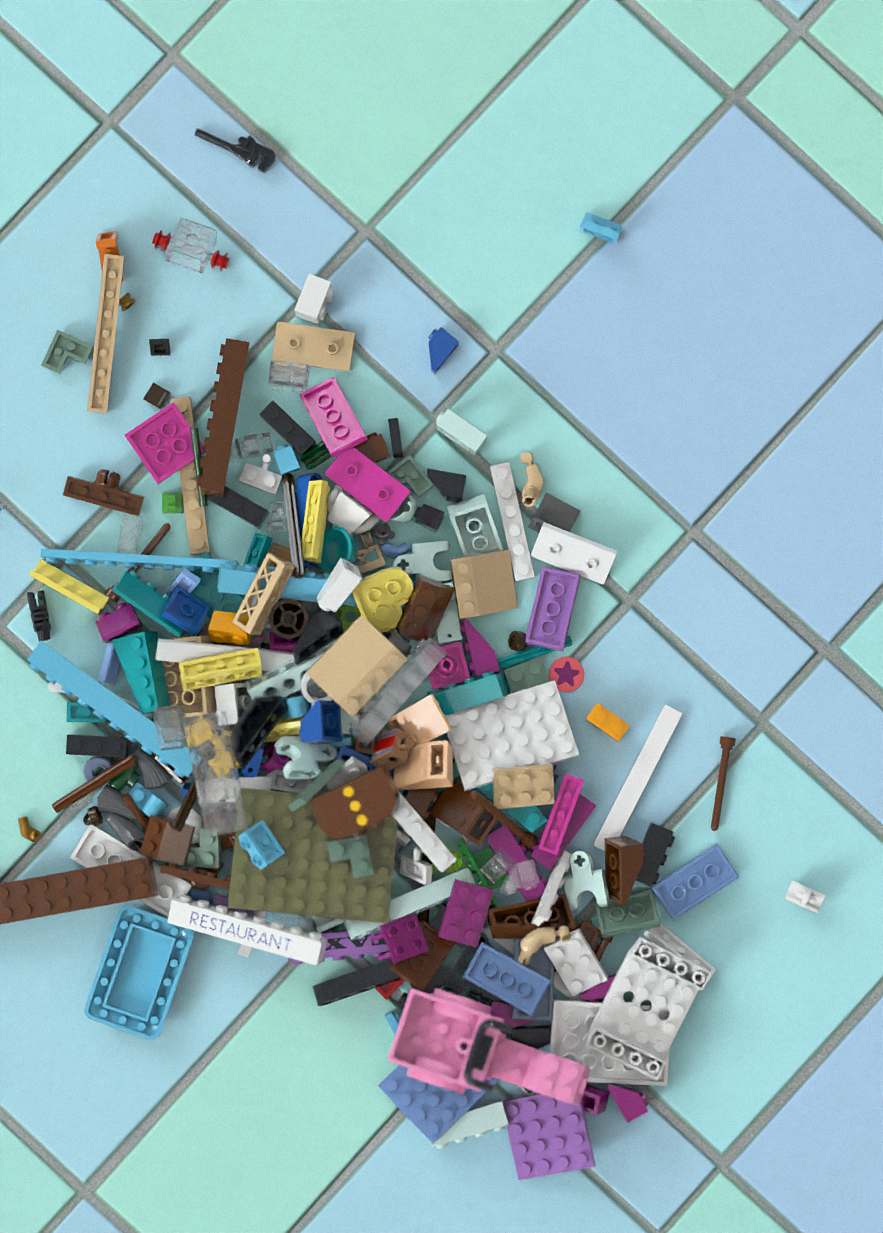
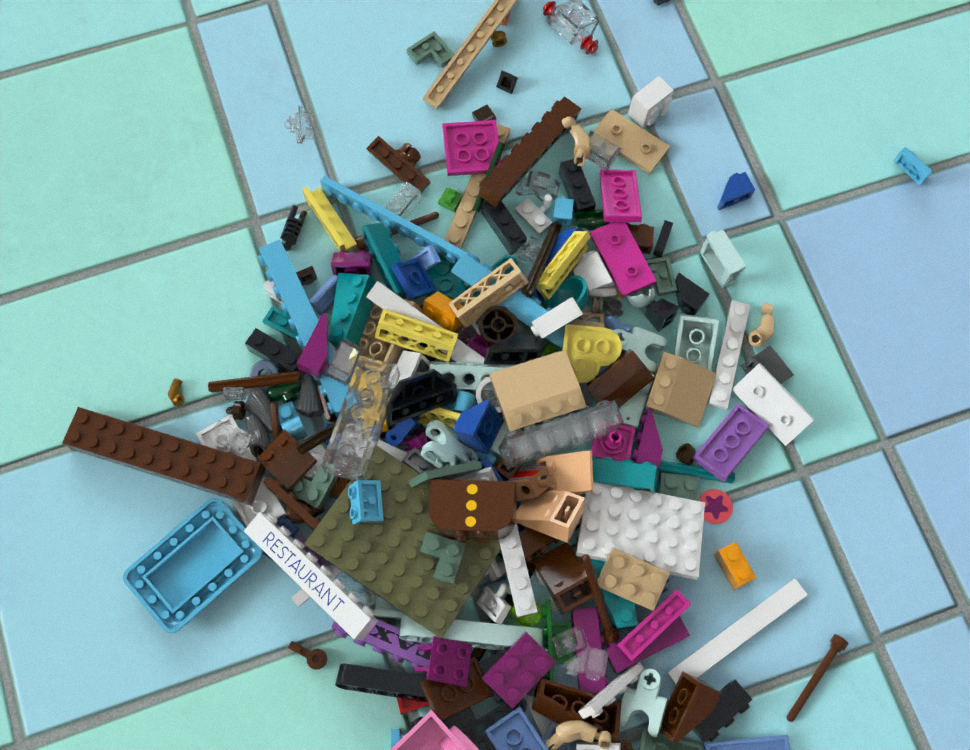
camera: 25 degrees right, 15 degrees down
(81, 657) = (307, 276): none -> dark brown plate
(107, 847) = (231, 438): none -> clear brick
(141, 737) = (316, 352): none -> magenta slope
(268, 380) = (581, 138): none -> tan arm
(288, 992) = (315, 658): none -> reddish brown plate

